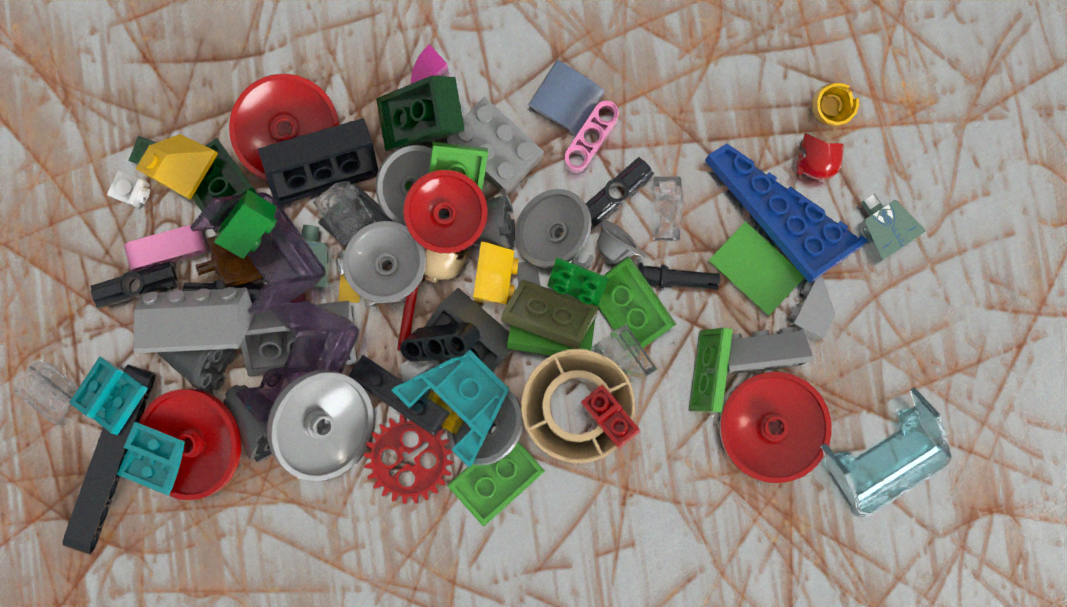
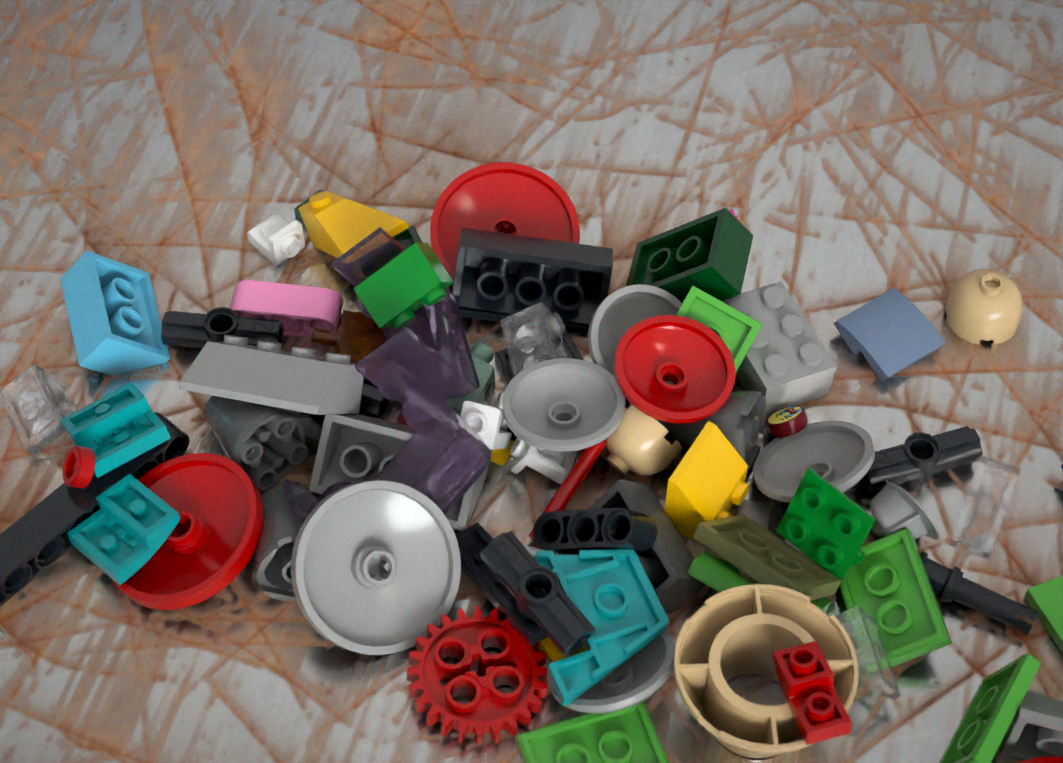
camera: 25 degrees right, 30 degrees down
(54, 302) = (113, 316): none -> medium azure slope
(103, 436) = (78, 467): none -> red tile
(337, 294) = (486, 423): none -> white bracket
(444, 420) = (553, 613): none -> black piece
(524, 198) = (787, 421): none -> dark red tile
(597, 126) = (906, 385): bright pink beam -> none
(621, 49) = (984, 306): none -> tan cylinder

